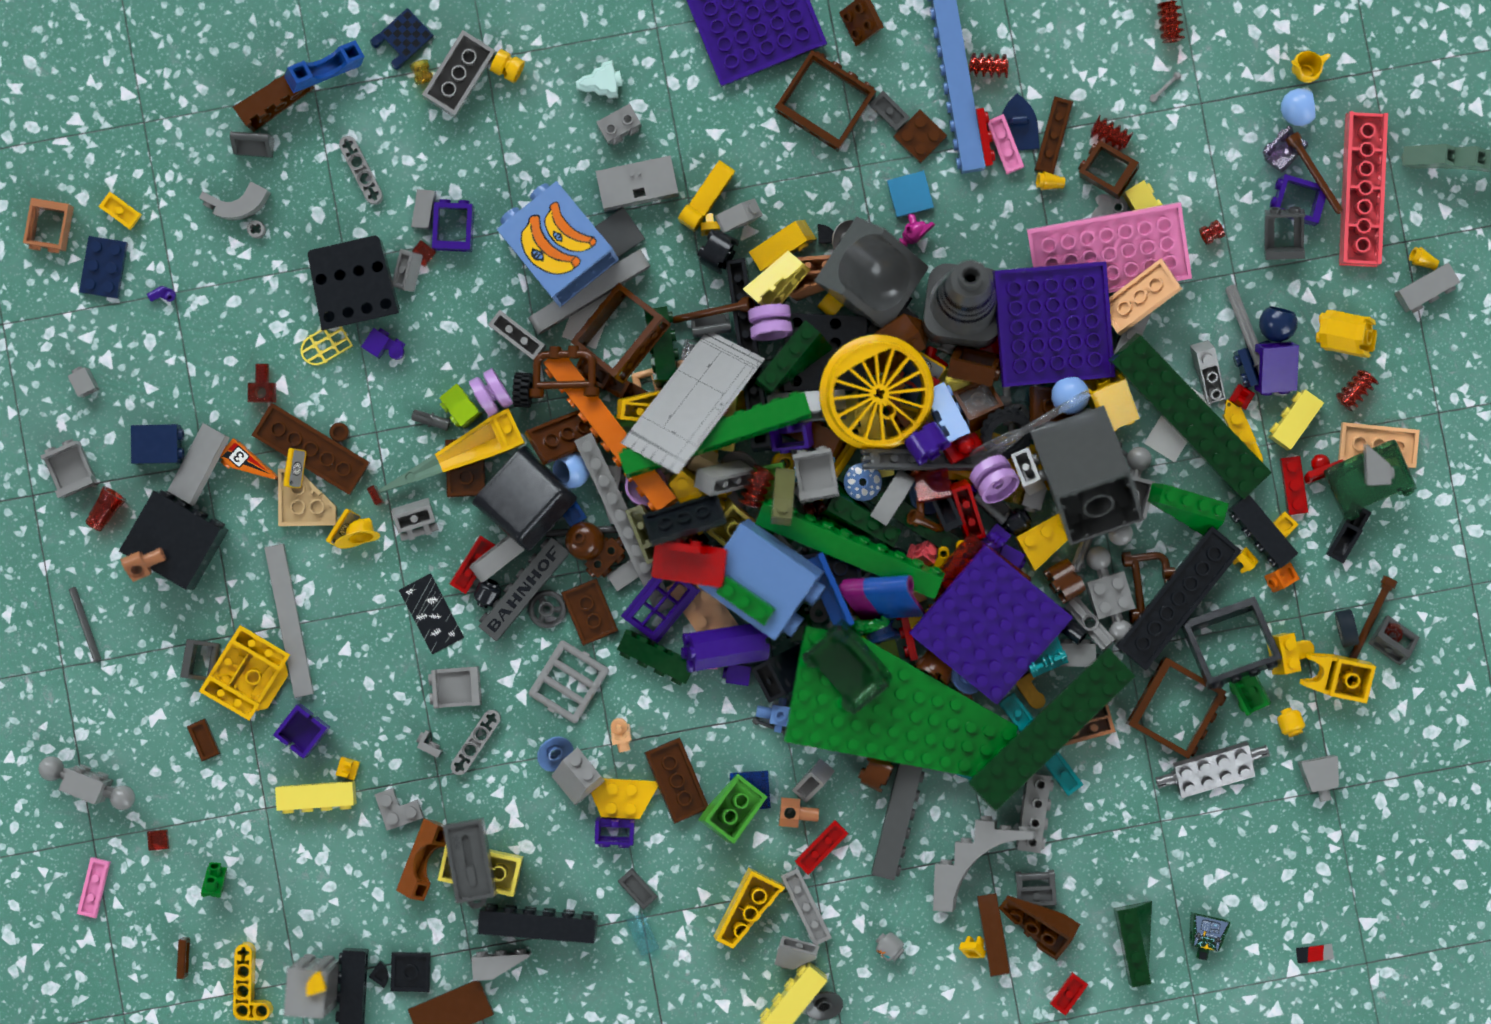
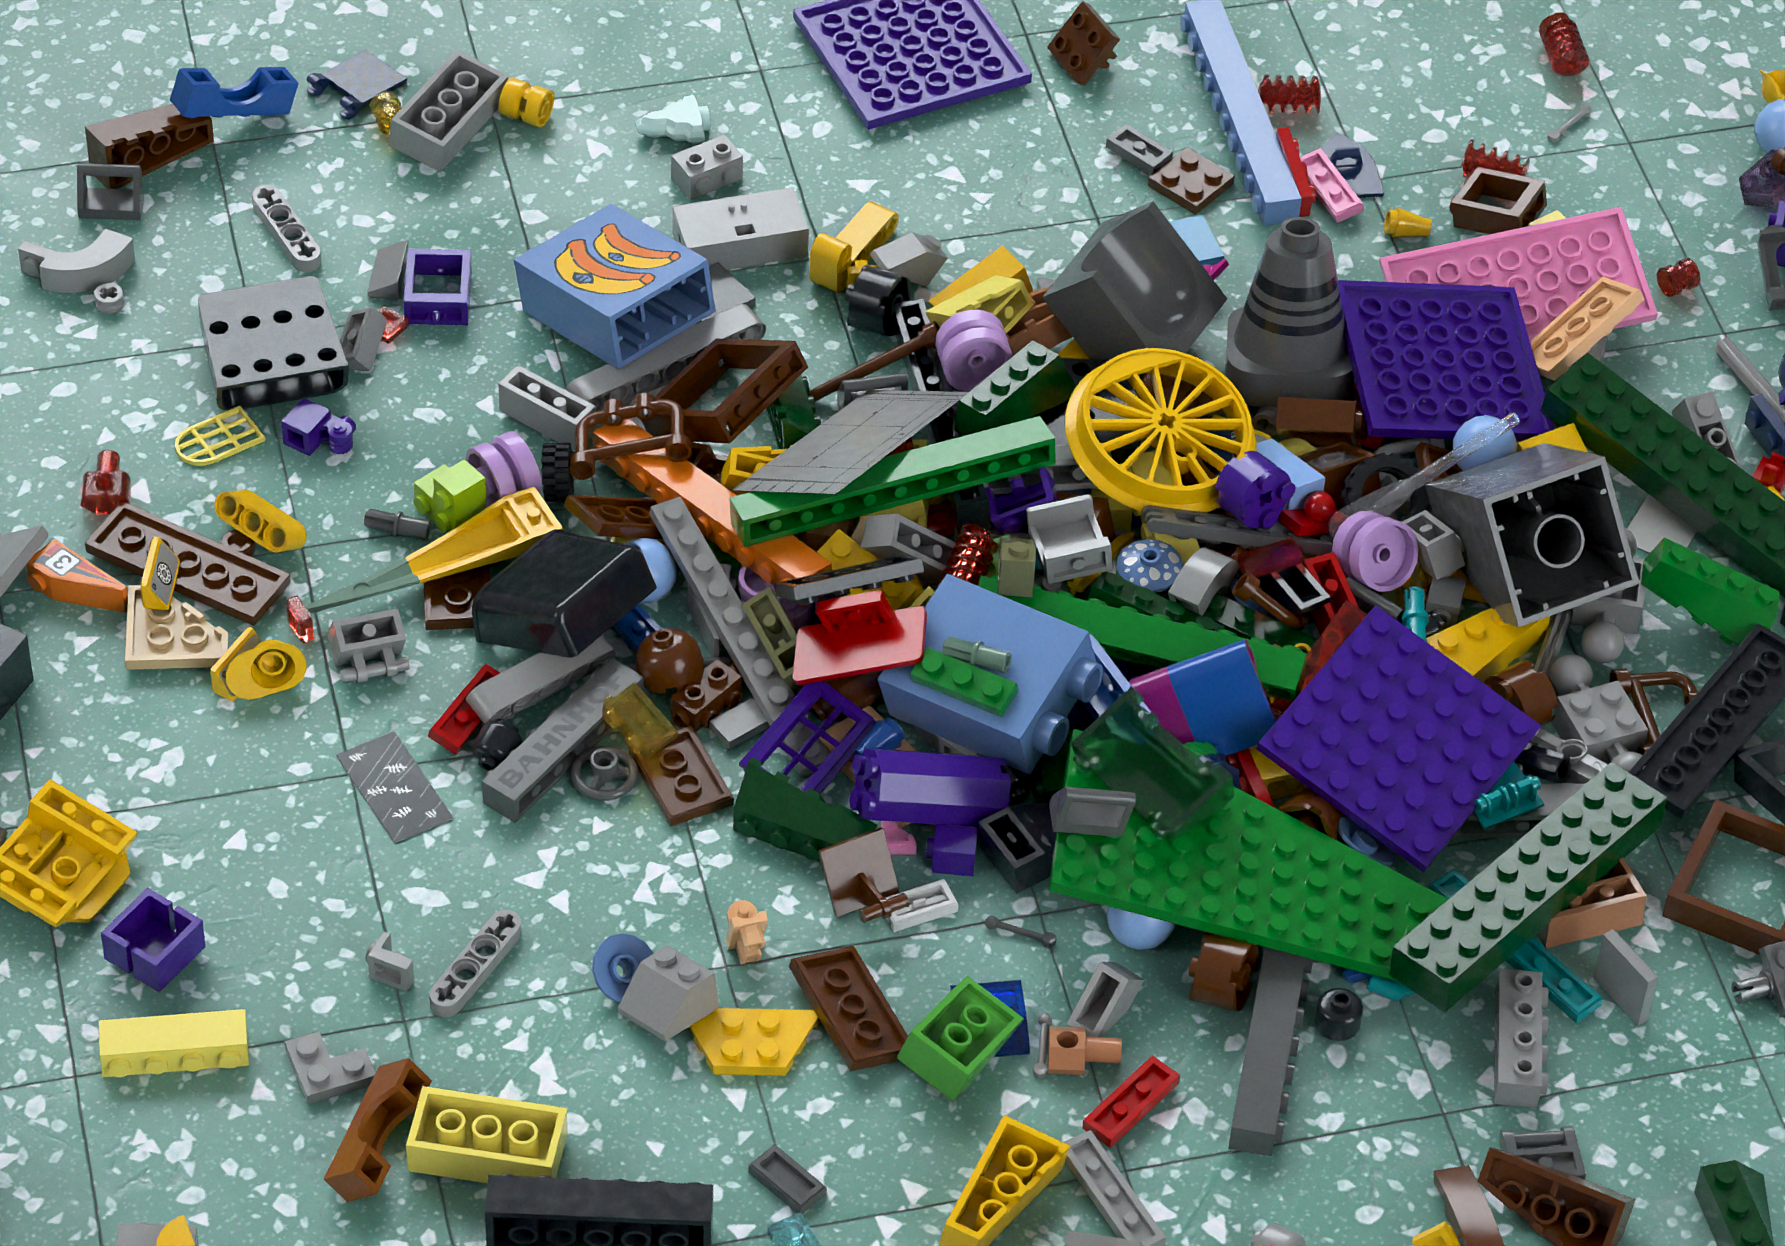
camera: 10 degrees left, 40 degrees down
(289, 620) = (135, 792): light grey tile -> none
(347, 768) = (236, 998): yellow tile -> none
(351, 420) = (260, 520): none -> yellow beam
(455, 687) = (439, 883): light grey panel -> none
(470, 861) = (471, 1093): dark grey piece -> none
(565, 586) = (639, 721): none -> clear yellow bracket
(593, 686) = (672, 902): light grey bar -> none
(621, 841) = (725, 1099): dark purple window -> none
(683, 696) = (862, 875): none -> plate
(700, 603) = (883, 735): none -> blue cone
(702, 713) = (922, 909): none -> white tile
(753, 585) = (977, 654): none -> sand green axle
(775, 820) = (1040, 1068): none -> light grey hinge
(777, 714) = (1038, 907): medium blue piece -> none
(809, 698) = (1091, 811): none -> dark grey tile
(835, 69) = (1019, 168): reddish brown window -> none
(932, 792) = (1338, 1014): none -> black head
(950, 875) = (1410, 1089): light grey arch -> none
(1012, 524) = (1415, 616): none -> teal pin
(1029, 692) = (1472, 854): pearl gold leg -> none
(1053, 135) = (1404, 173): reddish brown tile -> none
(1096, 781) = (1625, 977): none -> light grey tile

